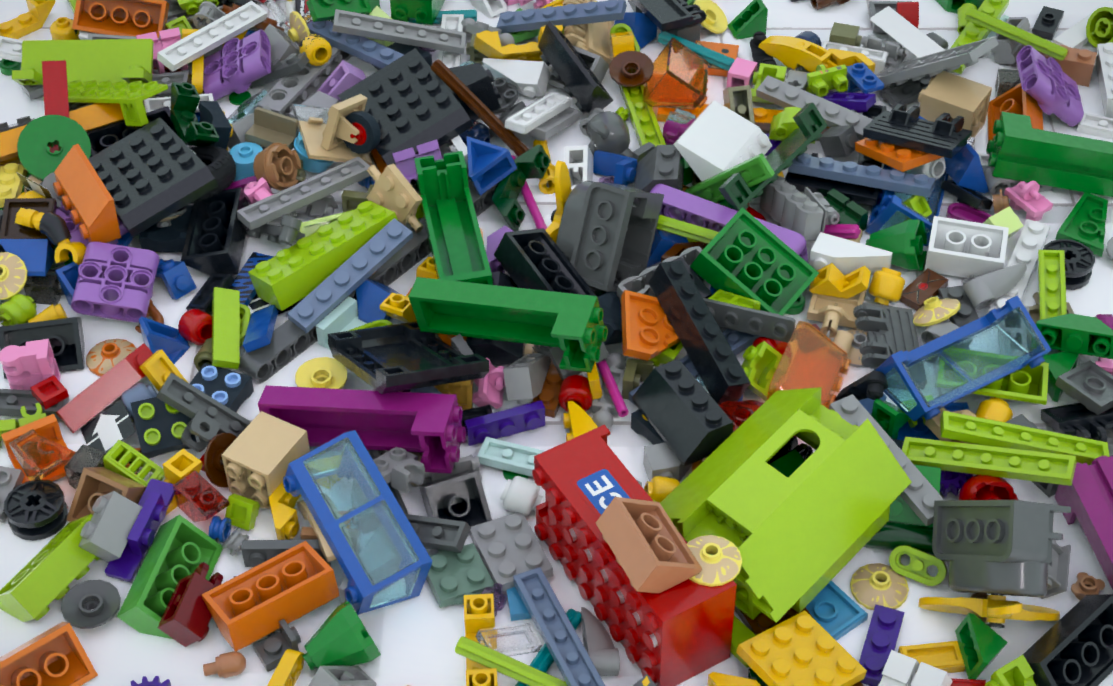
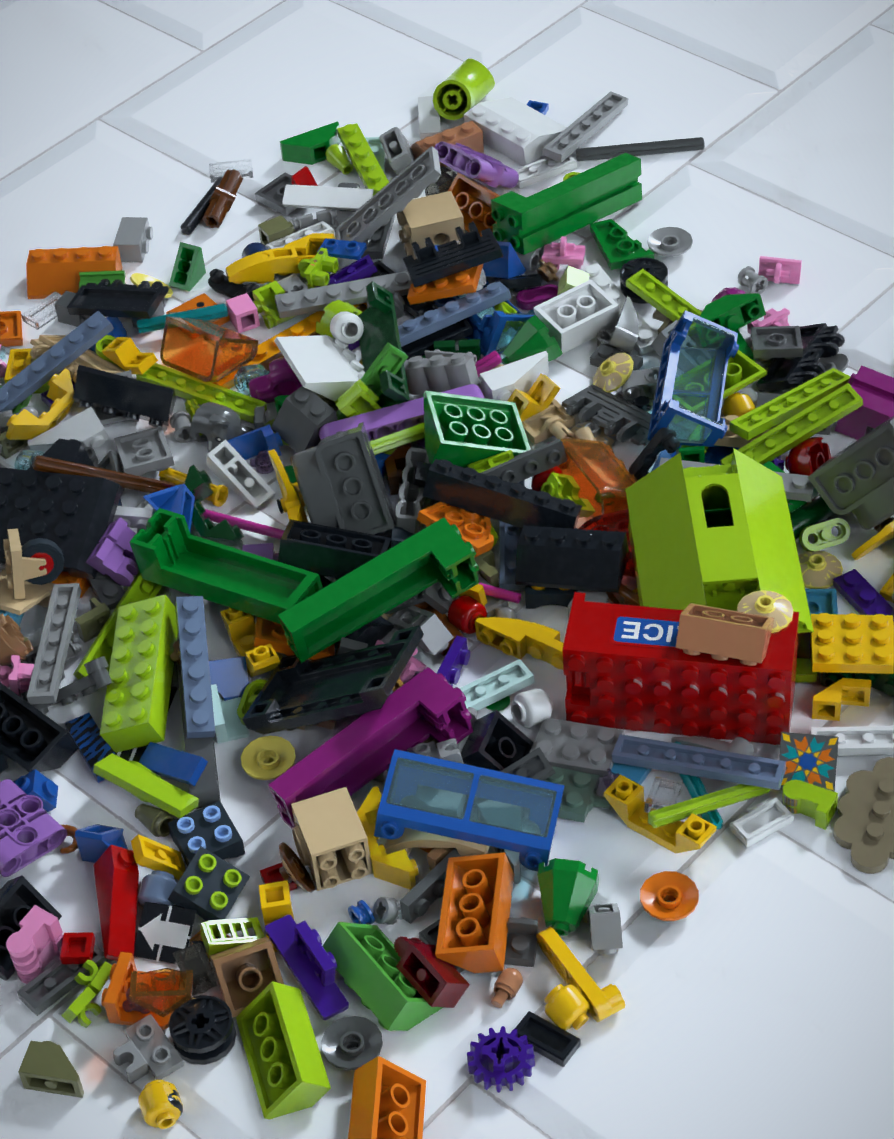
camera: 45 degrees left, 0 degrees up
(107, 355) = (71, 890): tan dish -> none
(109, 526) = (298, 976): light grey brick -> none
(195, 326) = (113, 807): red head -> none
(198, 497) = (322, 906): clear red slope -> none
(204, 296) = (81, 779): black plate -> none
(206, 413) = (247, 848): dark grey plate -> none
(242, 511) = (359, 888): lime tile -> none
(396, 194) = (137, 582): tan plate -> none
(538, 113) = (142, 448): white tile -> none
(631, 68) = (161, 357): reddish brown dish -> none
(702, 183) = (357, 400): none -> lime cylinder
(740, 101) = (281, 325): olive slope -> none
(775, 130) = (346, 327): none -> white head
(886, 286) = (564, 377): yellow head -> none
(923, 288) = (578, 367): reddish brown tile -> none
(1016, 34) = (406, 143): lime axle -> none
(1047, 22) = (395, 118): black plate -> none

